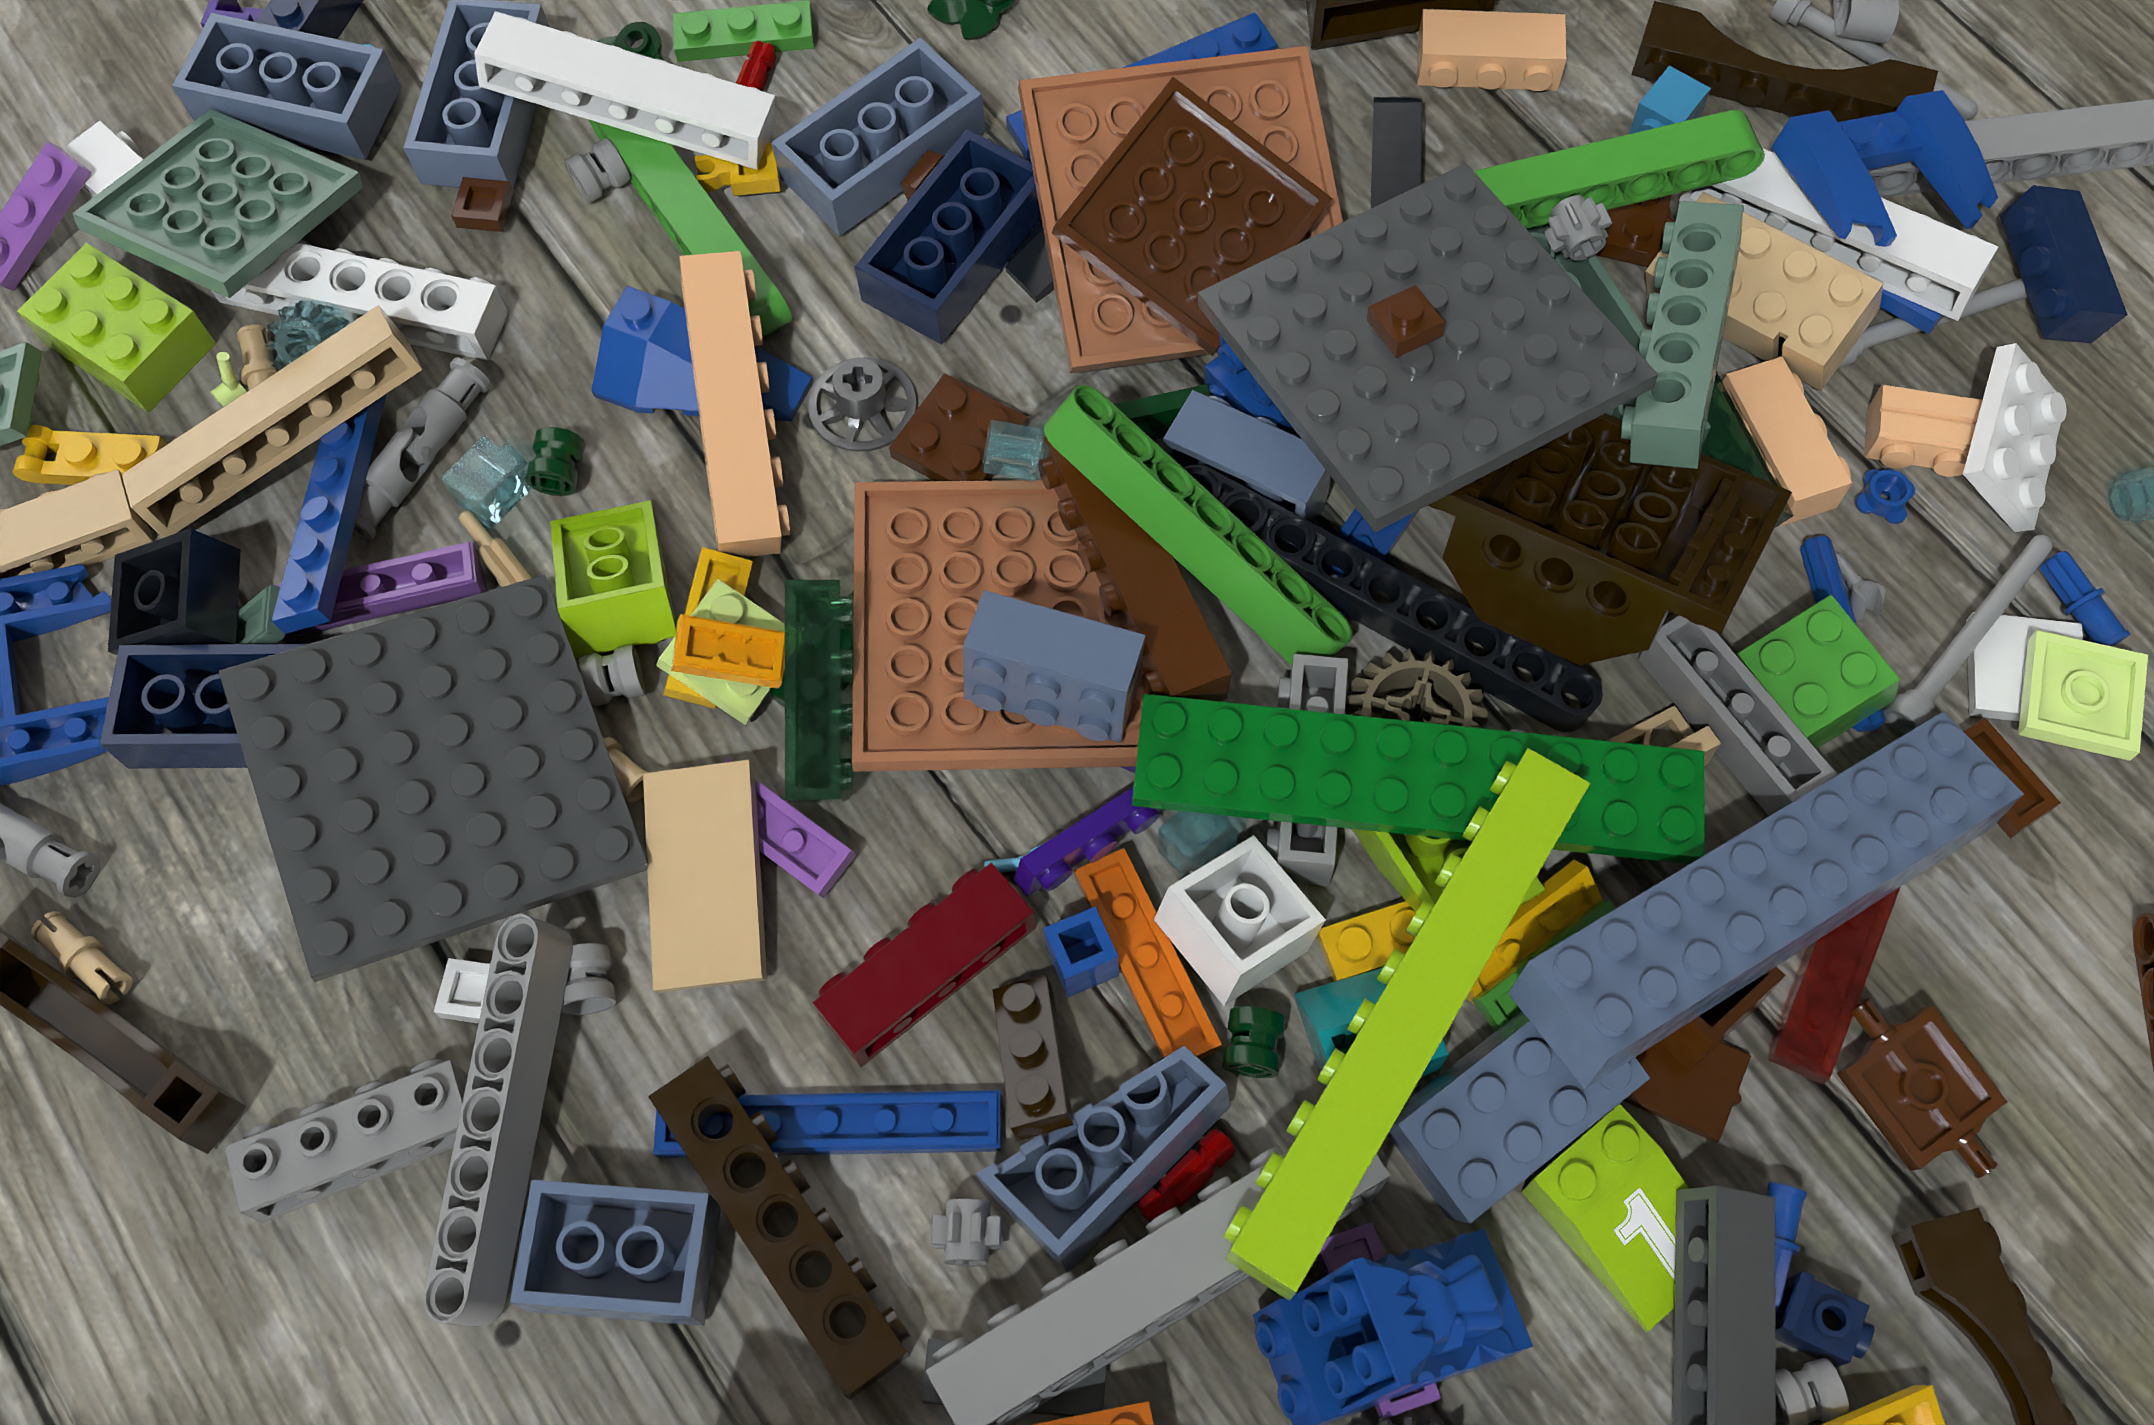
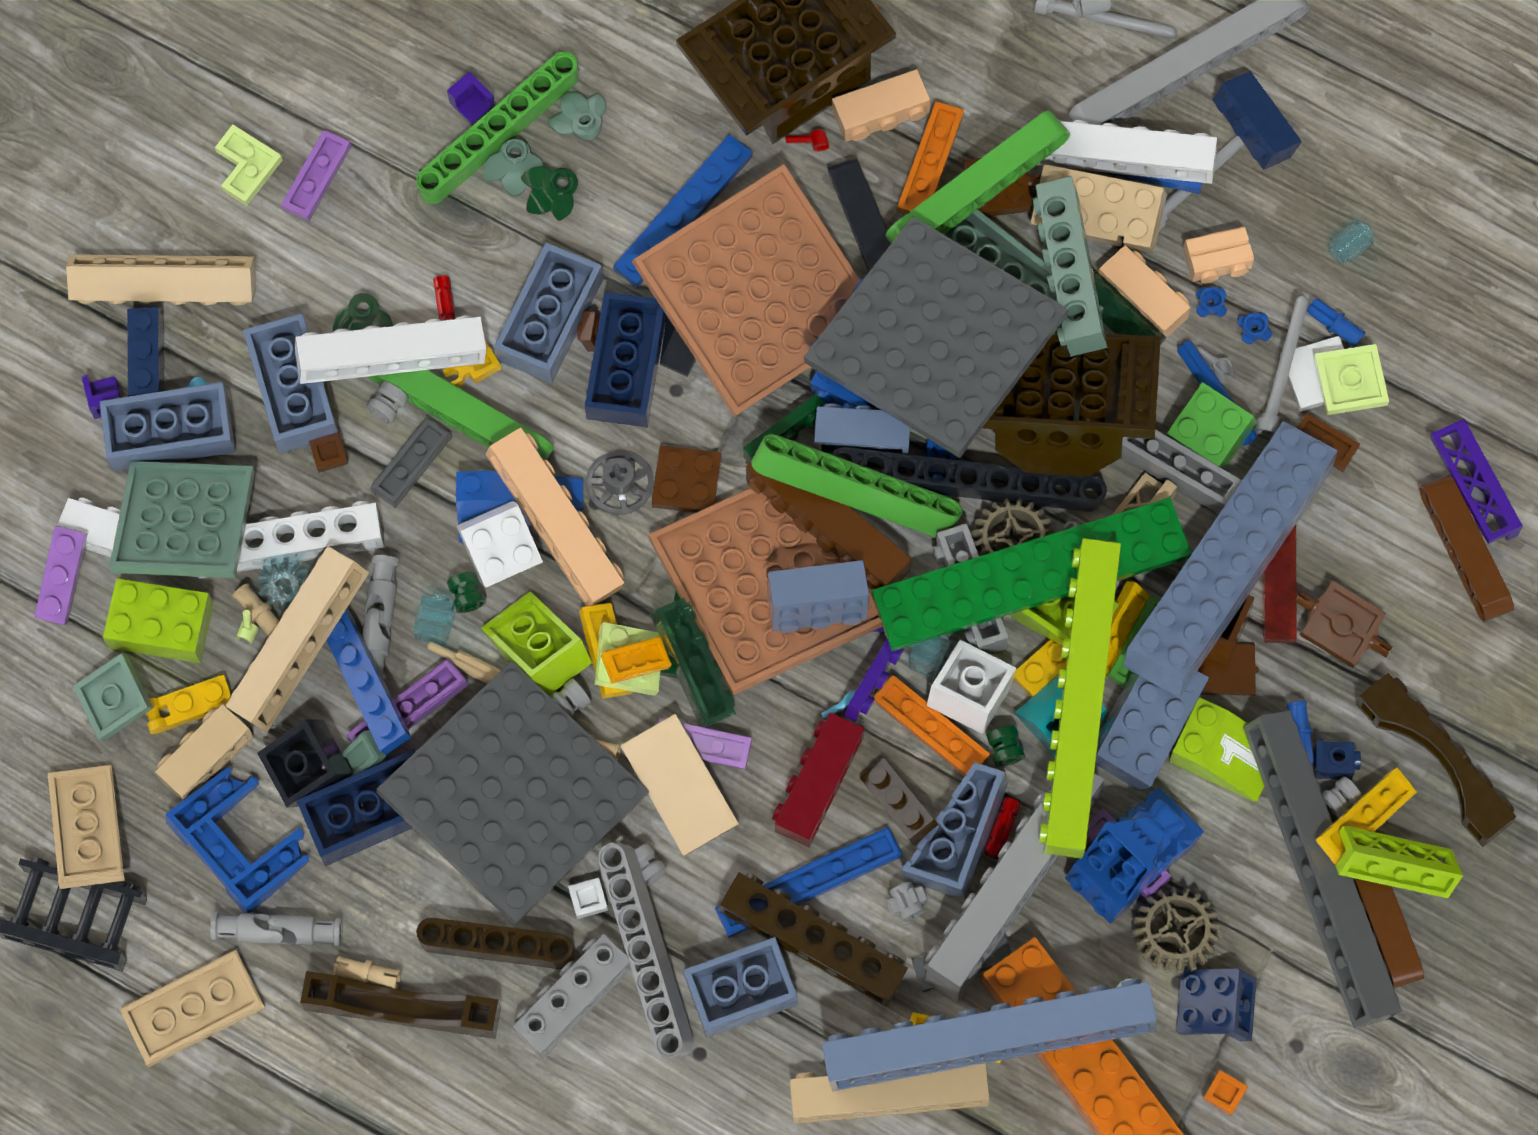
camera: 25 degrees left, 5 degrees up
(271, 985) = (483, 933): none -> dark brown beam
(587, 263) = (410, 462): none -> dark grey tile
(631, 407) = (499, 544): none -> white brick
(733, 30) = (420, 270): bright green plate -> none
(1012, 450) = (728, 479): clear light blue brick -> none
(1081, 951) = (898, 738): blue brick -> none
(1187, 208) = (765, 297): reddish brown plate -> none
(1378, 62) = (816, 137): none -> red hand
(1405, 321) = (925, 333): reddish brown plate -> none
(1551, 123) = (931, 156): none -> orange plate
(1578, 227) = (985, 219): light grey gear -> none
(1670, 101) = (1001, 106): dark azure brick -> none
(1735, 73) = (996, 61): dark brown arch -> none
(1834, 160) = (1103, 114): blue wedge -> none
(1952, 550) = (1254, 319): none -> blue plate
(2015, 438) = (1267, 242): white plate -> none

